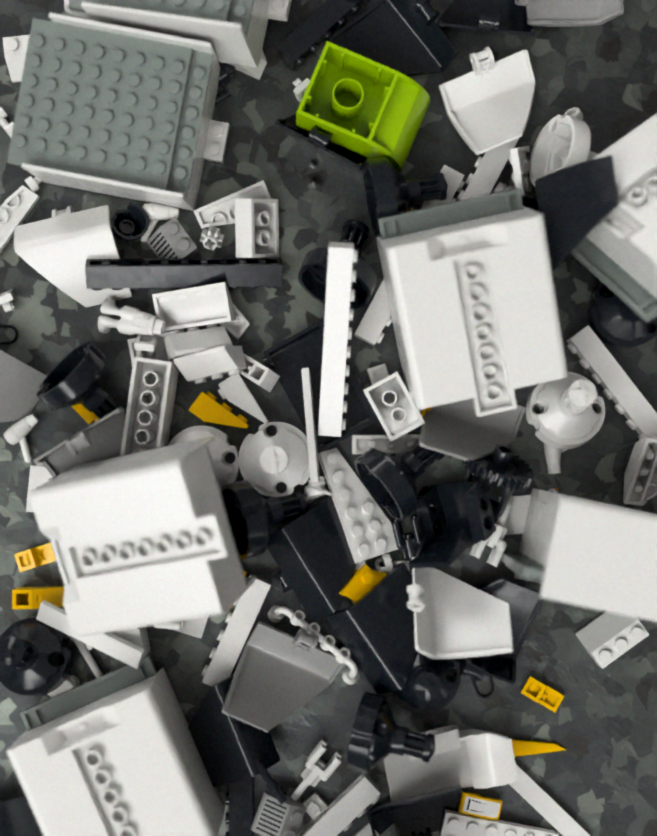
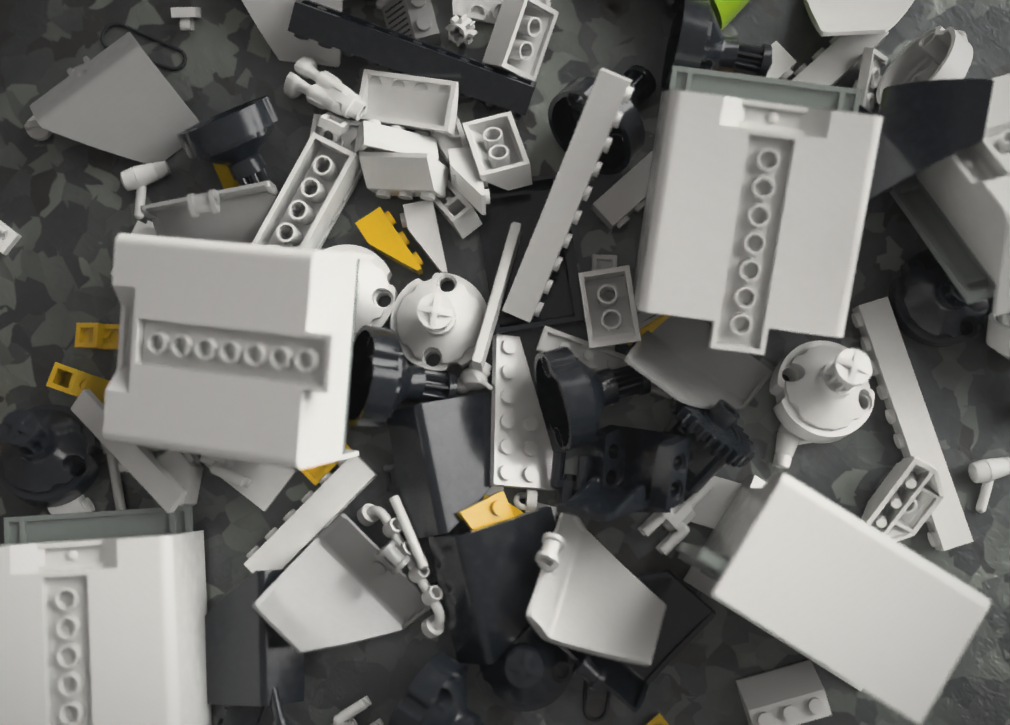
camera: 25 degrees right, 5 degrees down
(257, 348) = (466, 178): none -> white slope
(272, 321) = (499, 151): none -> white slope
(310, 617) = (409, 532): none -> white bar

